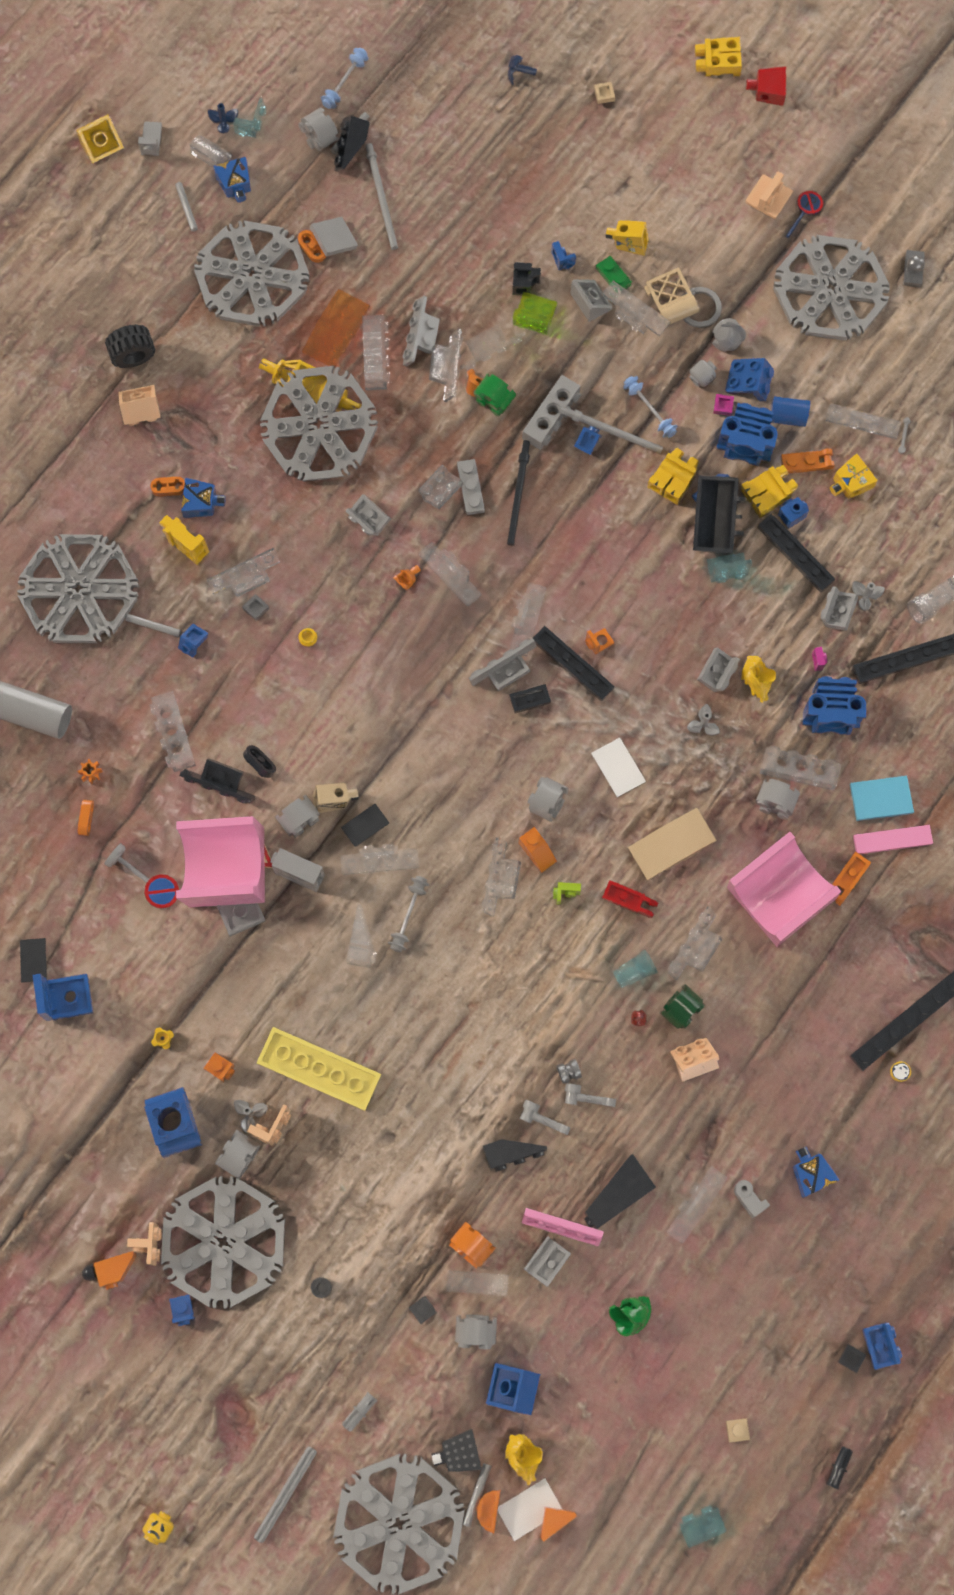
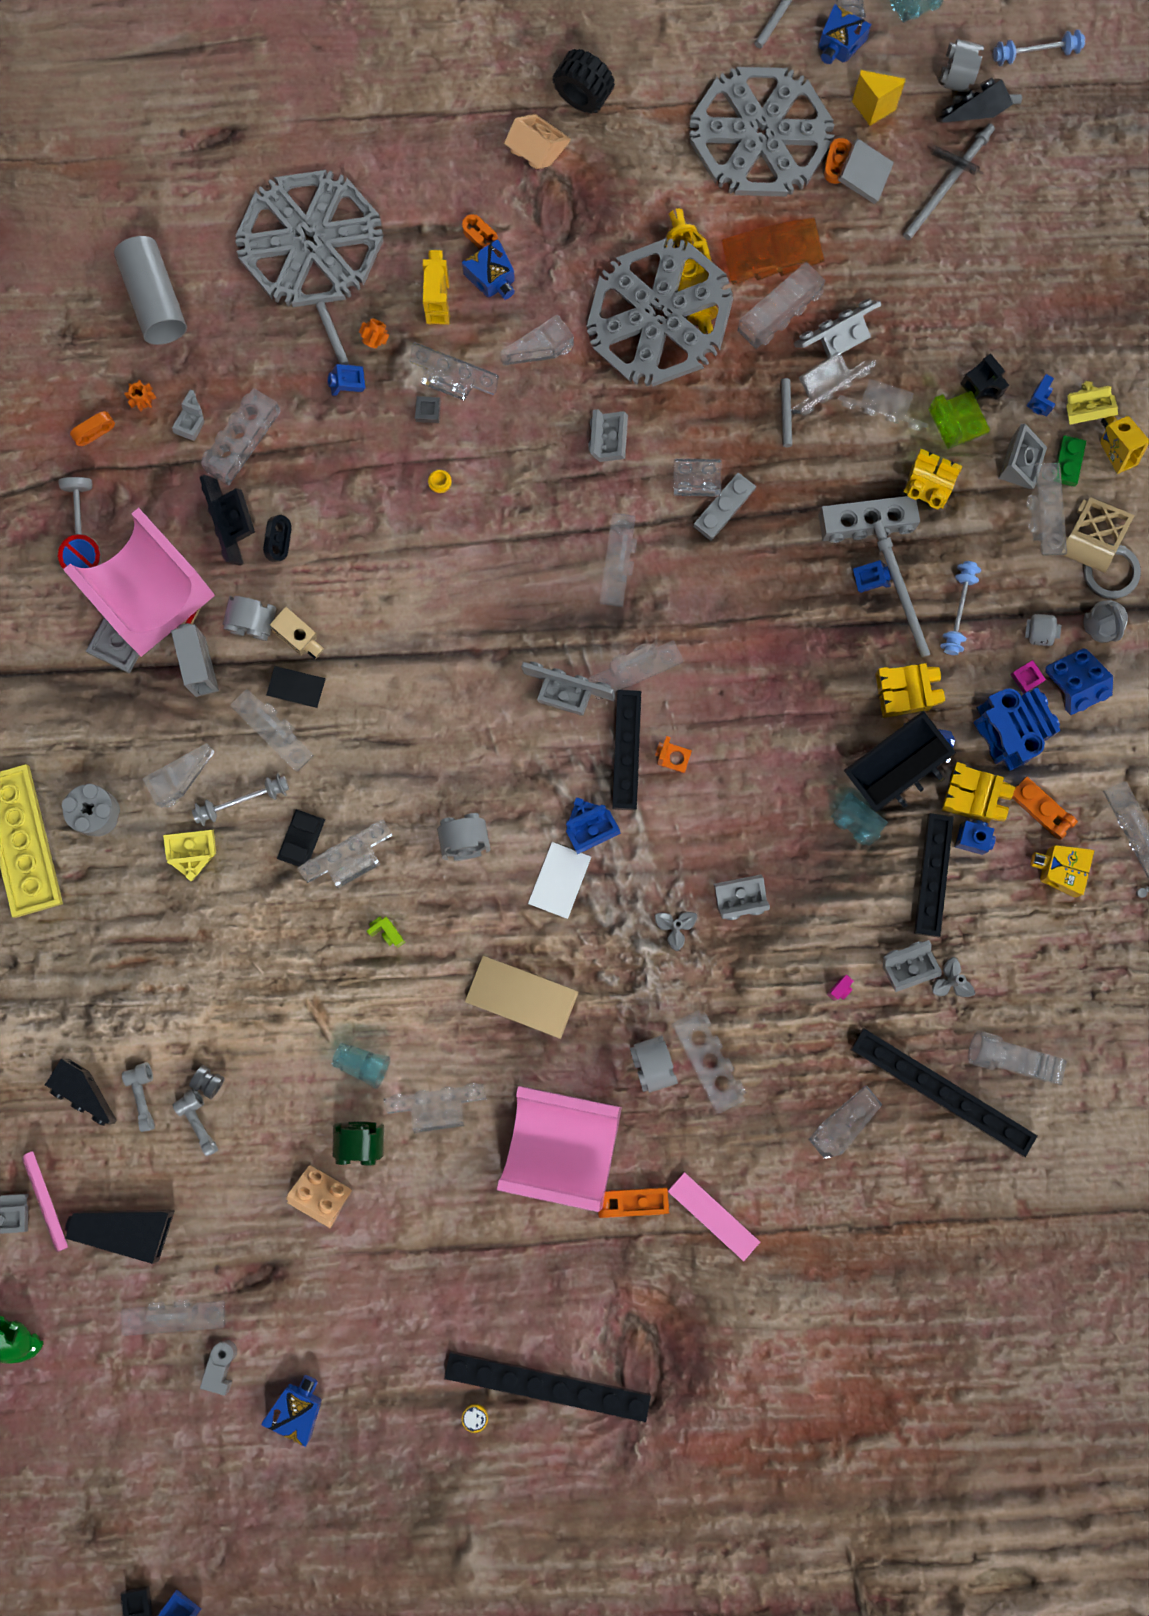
camera: 50 degrees right, 5 degrees up
(132, 753) = (190, 419): none -> light grey slope
(178, 599) = (374, 333): none -> orange gear
(275, 505) = (542, 343): none -> clear slope
(292, 191) = (877, 95): none -> yellow slope
(331, 1000) = (78, 805): none -> light grey brick
(371, 180) = (960, 159): none -> black piece
(407, 577) = (578, 522): orange piece -> none
(414, 971) = (190, 851): none -> light yellow slope
(444, 405) = (786, 412): none -> light grey bar
(462, 899) = (301, 838): none -> black piece
(473, 382) = (834, 422): orange piece -> none
(494, 393) = (836, 448): green brick -> none
(524, 458) = (797, 533): black bar -> none
(530, 698) = (555, 738): black plate -> none
(537, 849) = (406, 870): orange slope -> none
(561, 359) = (928, 486): none -> yellow hips
(591, 234) = (1091, 404): none -> light yellow slope
(600, 722) = (590, 825): none -> blue slope
(628, 898) = (430, 998): red hinge -> none
(638, 1018) = (317, 1107): clear red hinge -> none
(758, 677) = (768, 942): yellow hair -> none
(790, 411) = (1080, 747): blue brick -> none
(834, 706) = (804, 1041): blue piece -> none
(881, 798) = (748, 1169): medium azure tile -> none
(900, 721) = (845, 1124): none -> clear slope

